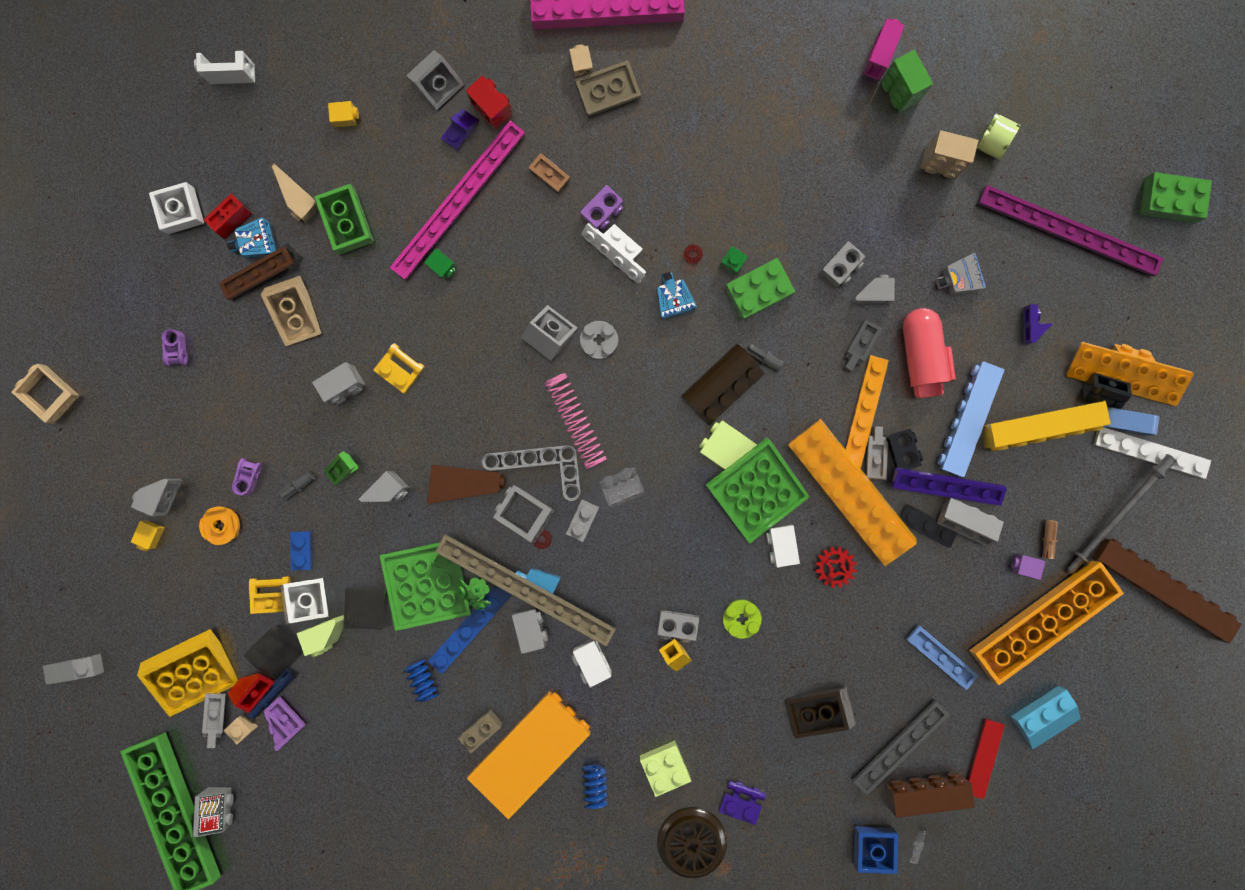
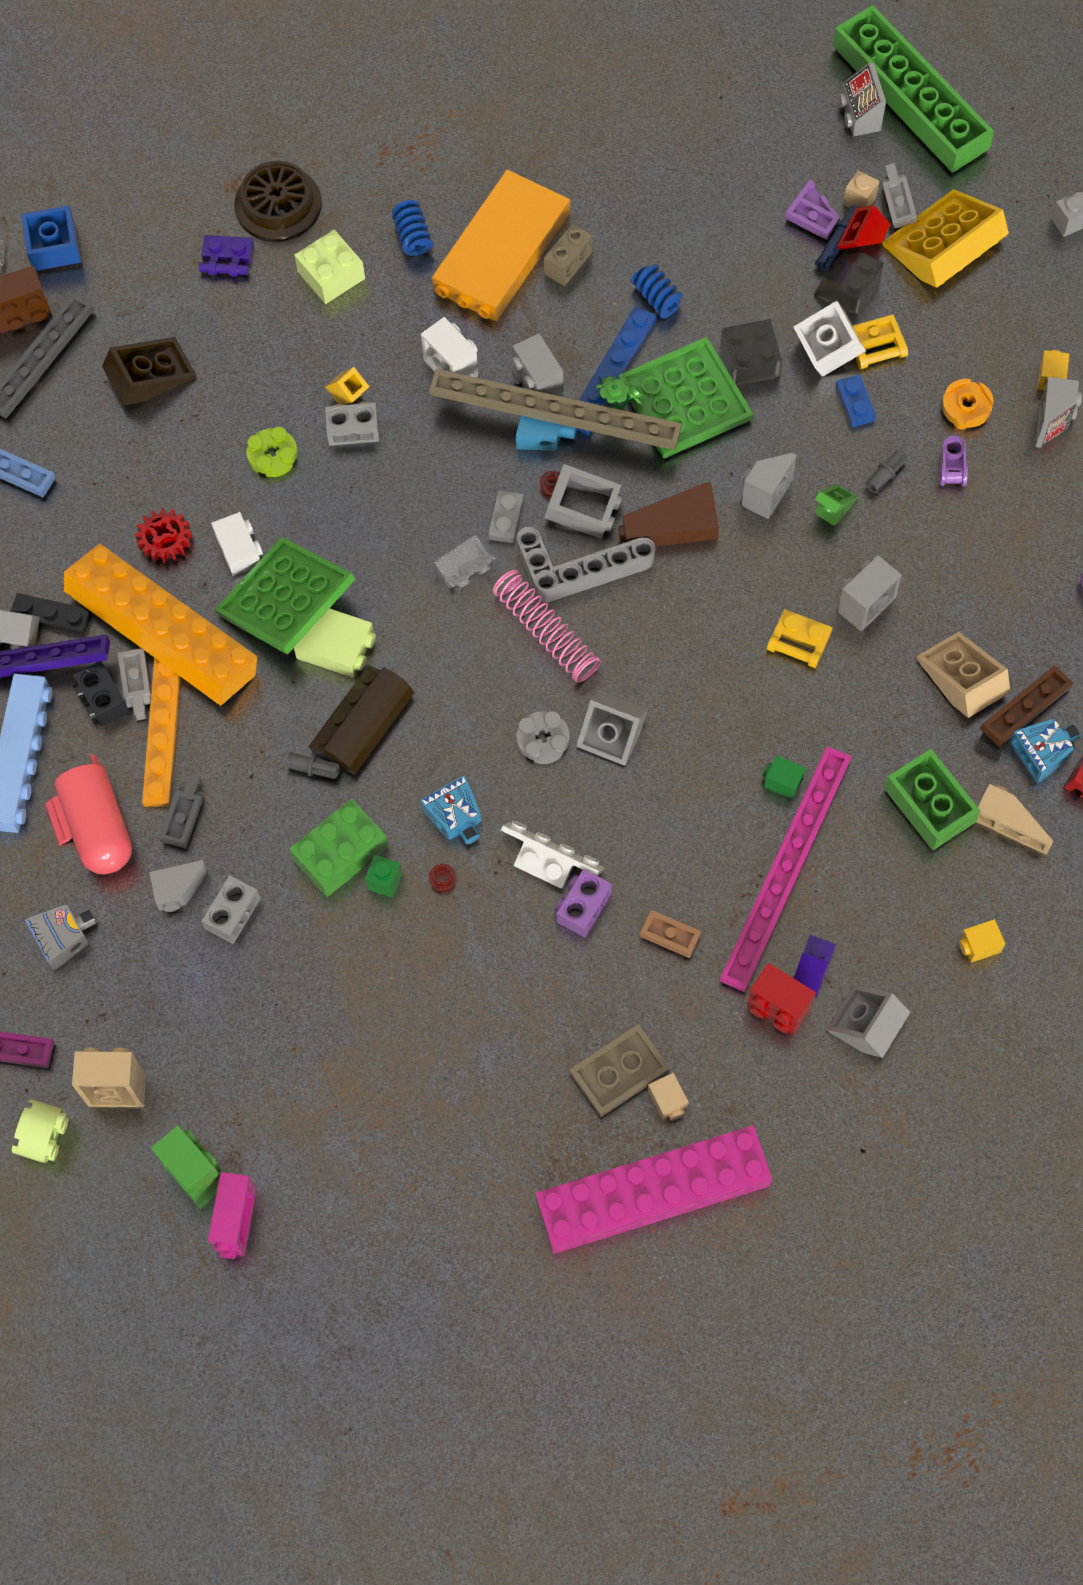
camera: 170 degrees right, 20 degrees down
(321, 636) = (795, 300): yellowish green slope -> none

